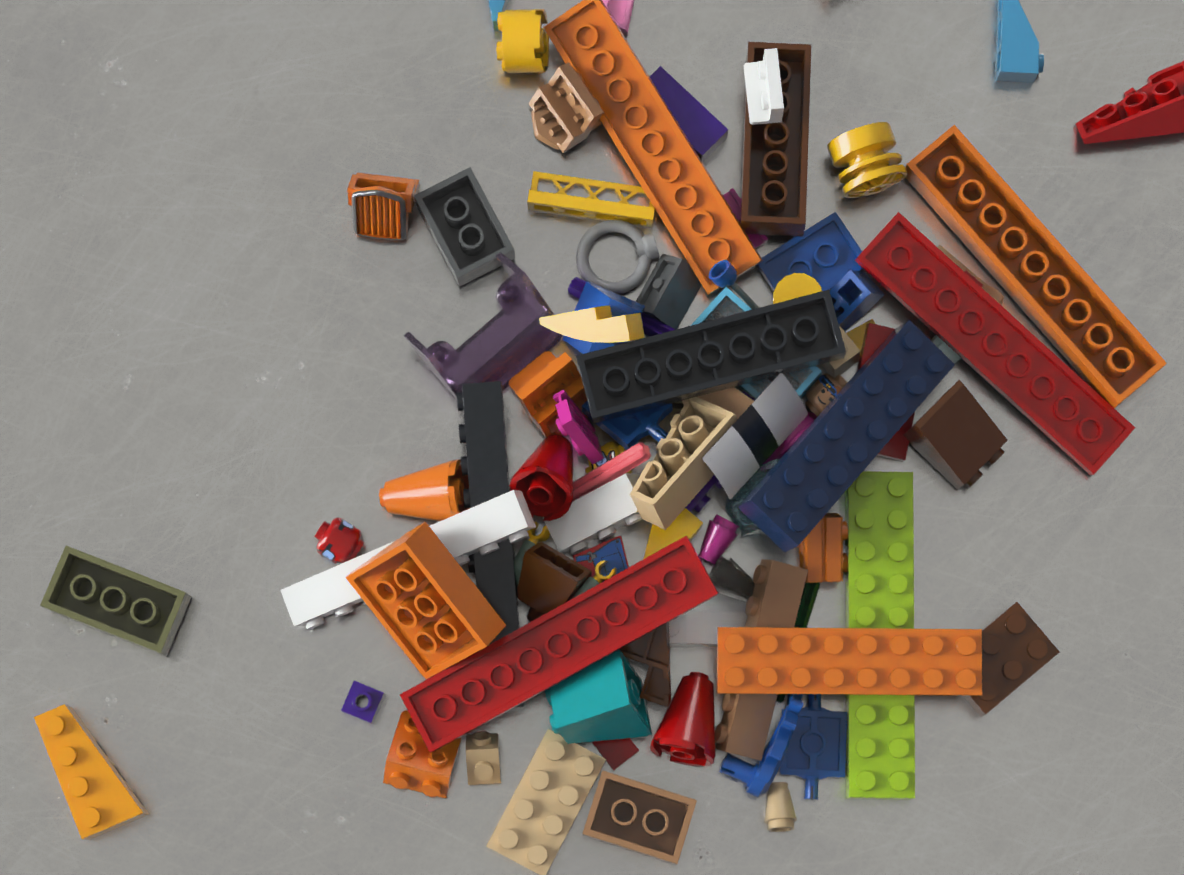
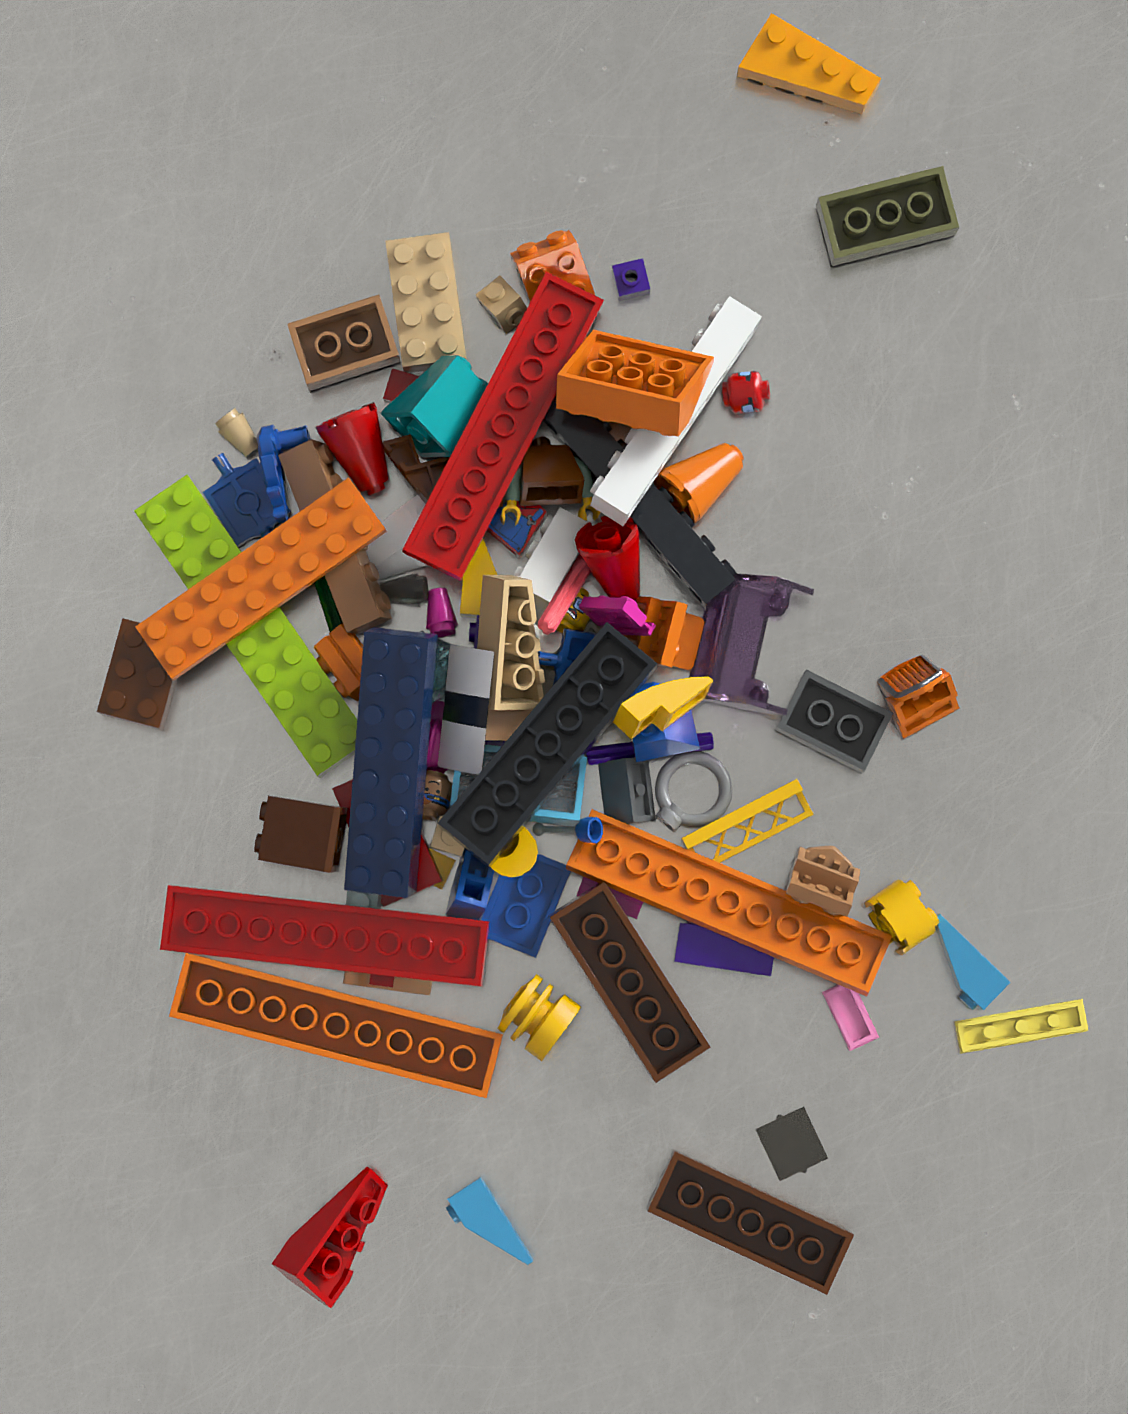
camera: 145 degrees right, 5 degrees up
(764, 89) = (666, 1007): white bracket -> none

